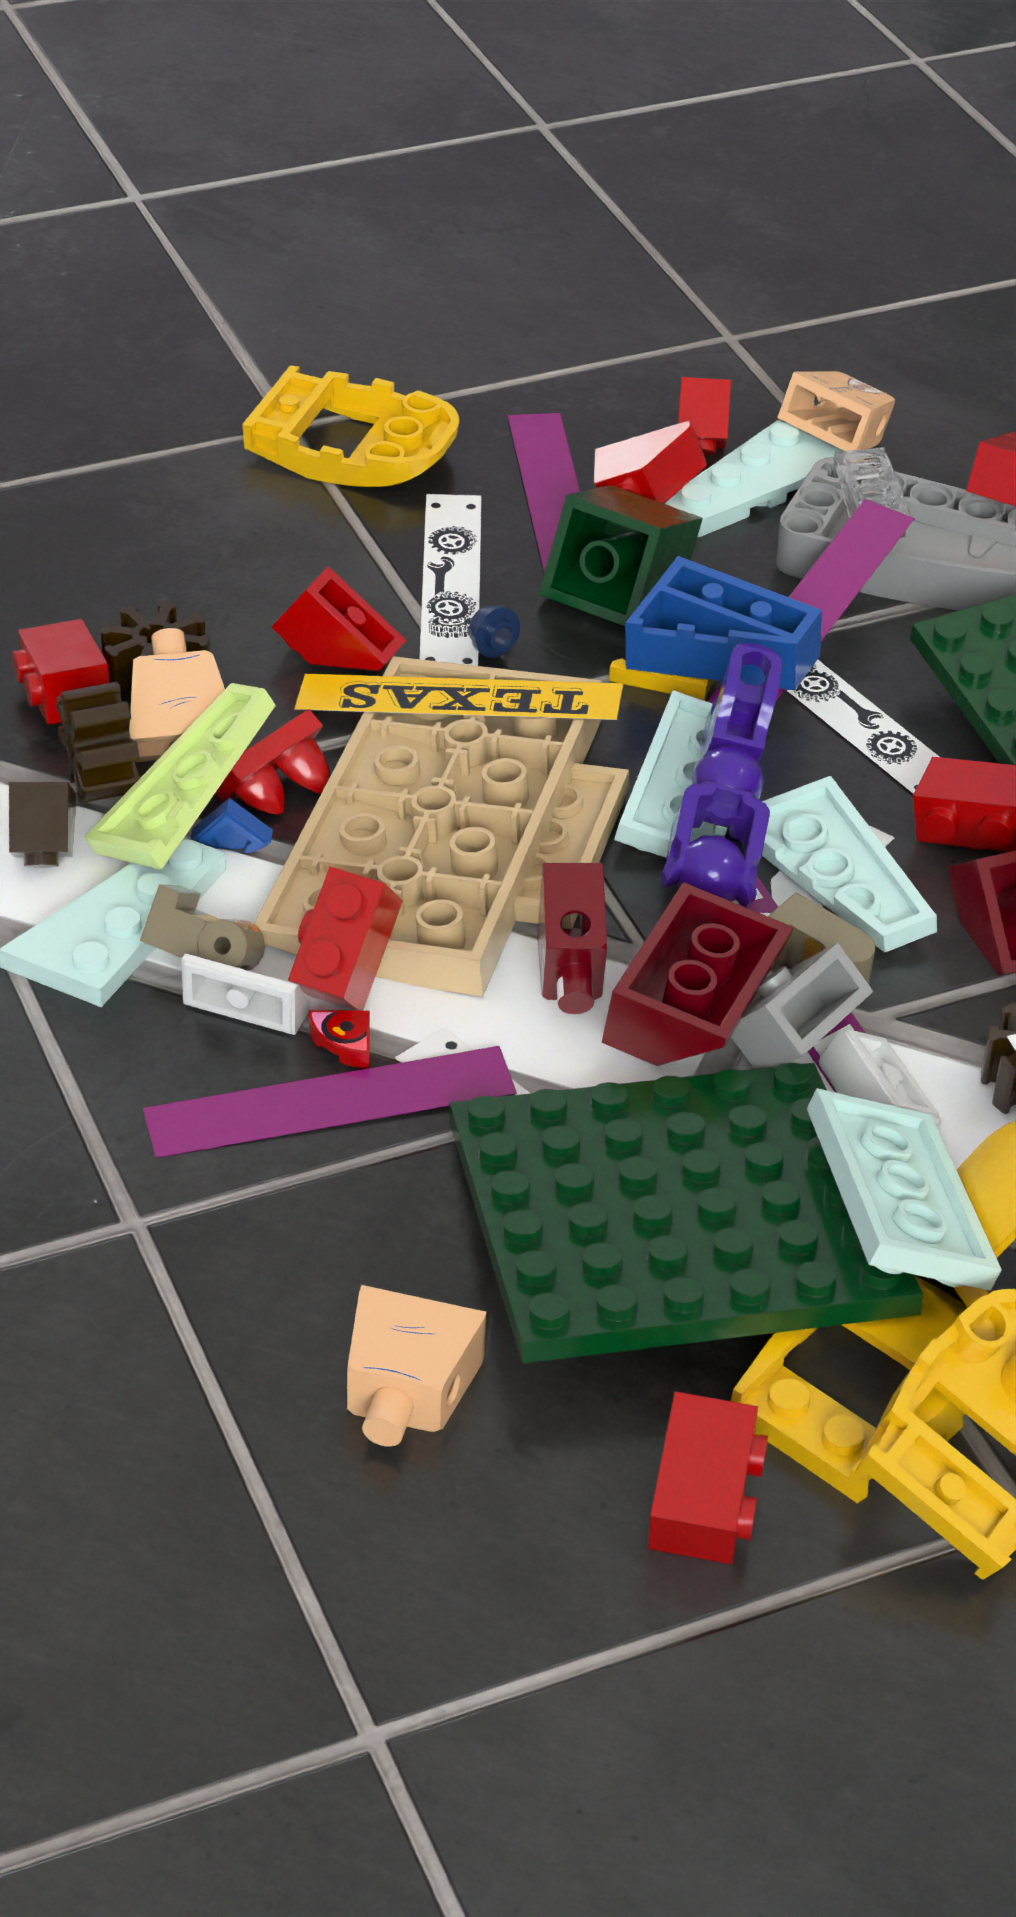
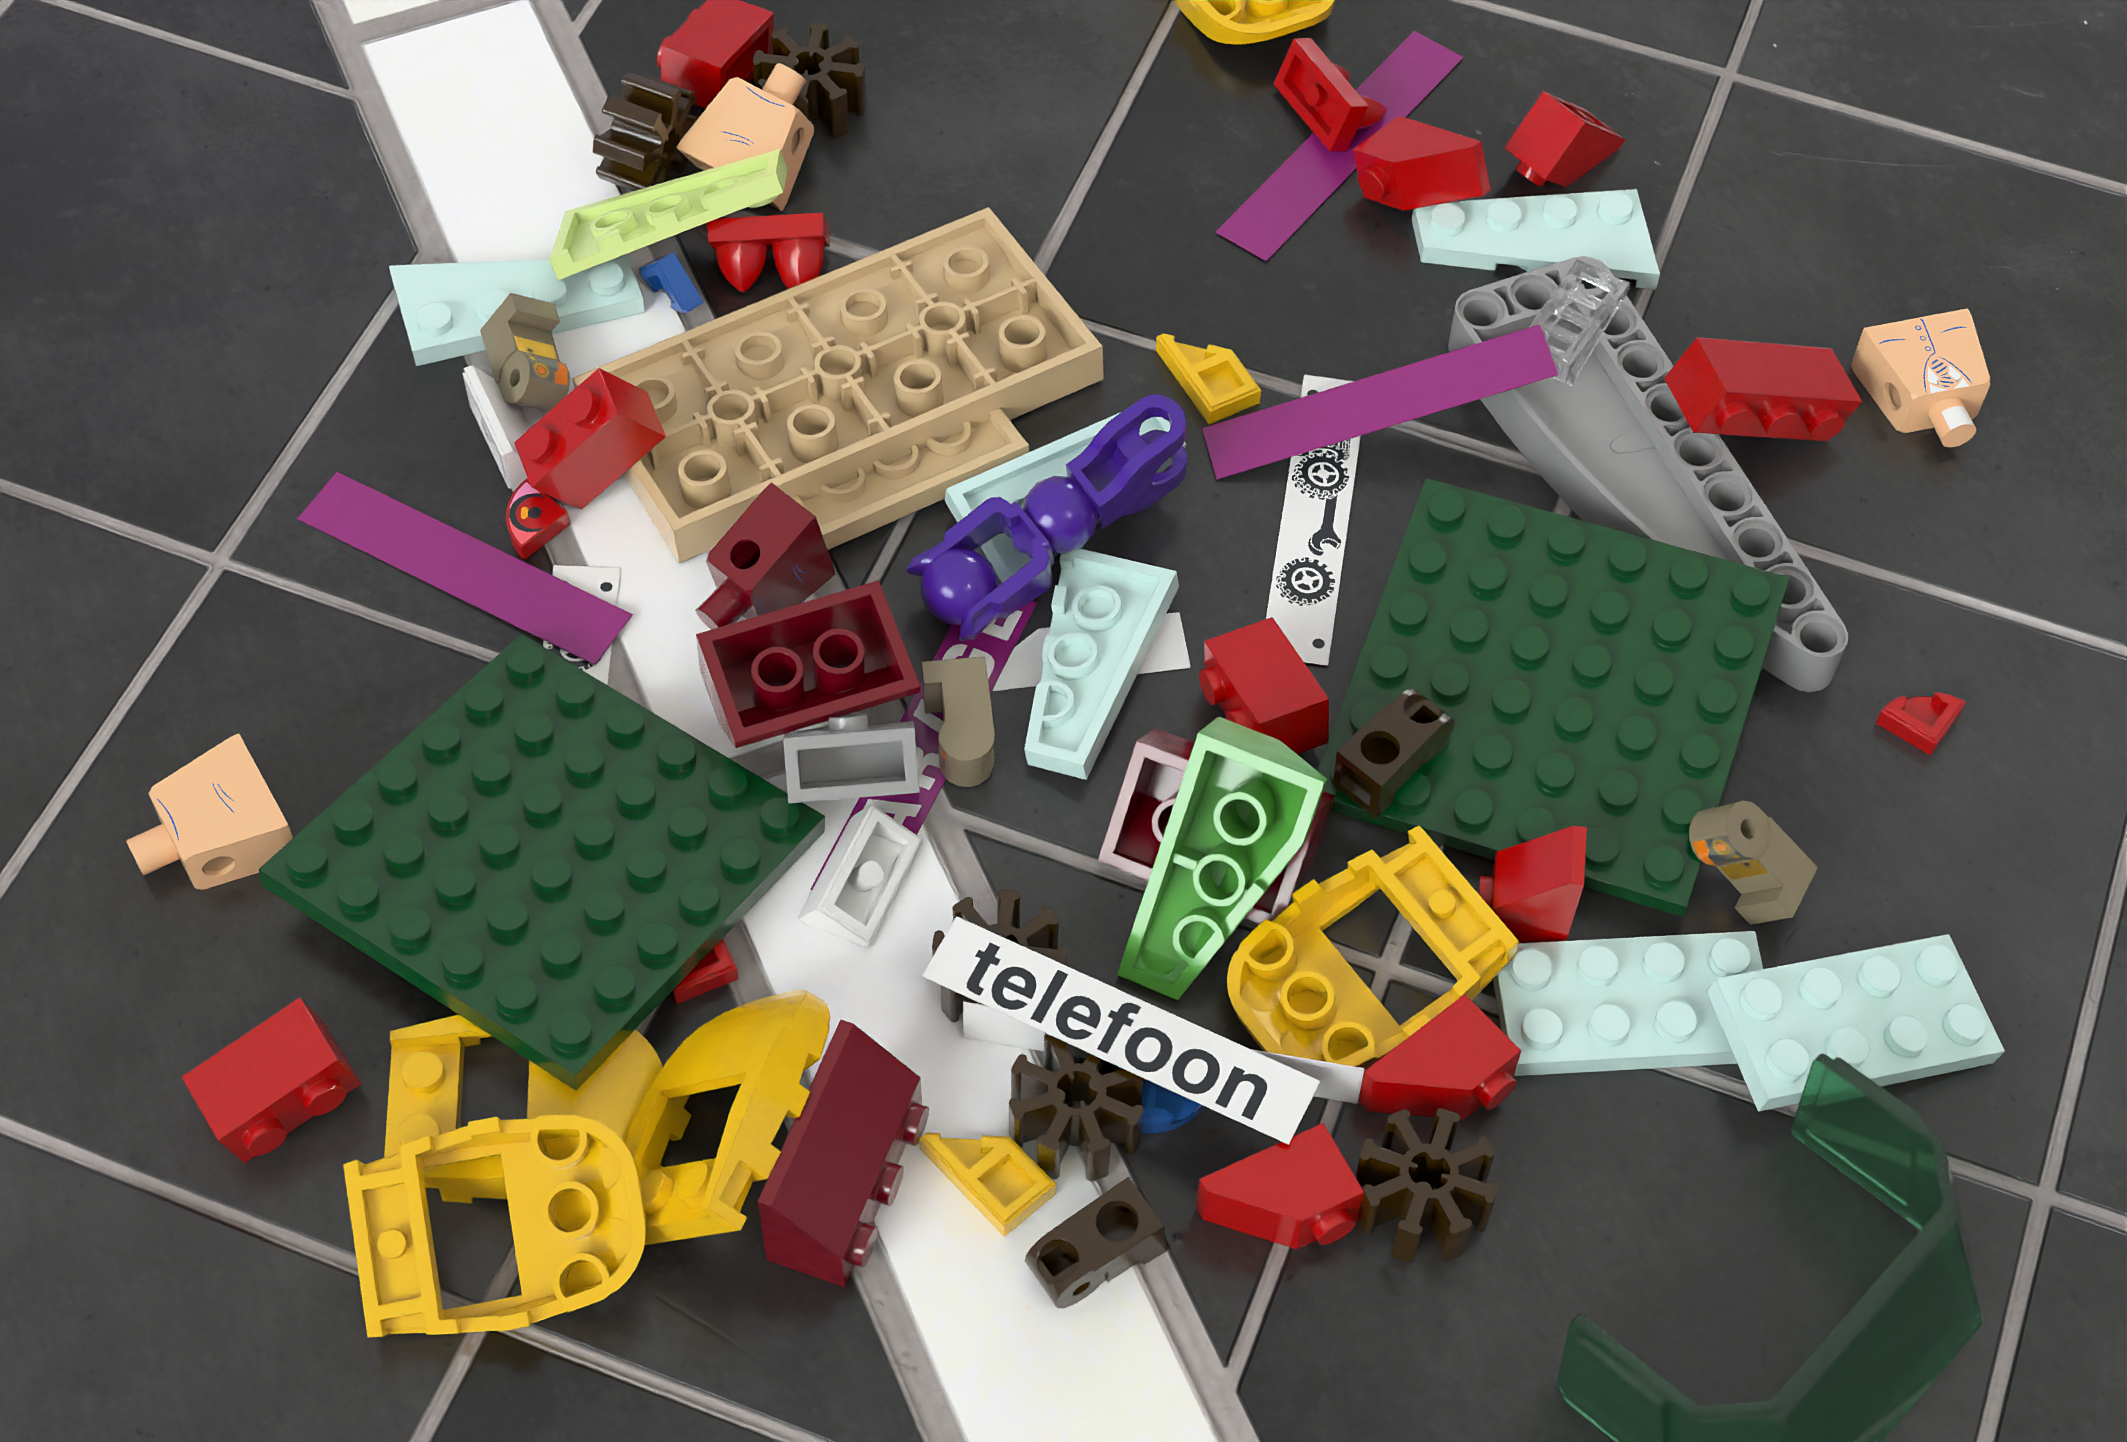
camera: 45 degrees right, 15 degrees up
(41, 822) = (541, 175): dark brown slope -> none
(337, 627) = (971, 150): red slope -> none
(450, 578) = (1147, 168): white sticker -> none
(460, 696) = (983, 284): yellow sticker -> none
(494, 630) = (1110, 232): dark blue plate -> none
(518, 471) = (1324, 95): none -> red tile
(614, 550) = (1295, 230): dark green slope -> none
(702, 614) = (1246, 366): blue wedge -> none
(848, 412) = (1689, 216): light nougat torso -> none
(902, 1191) = (670, 977): light aqua plate -> none

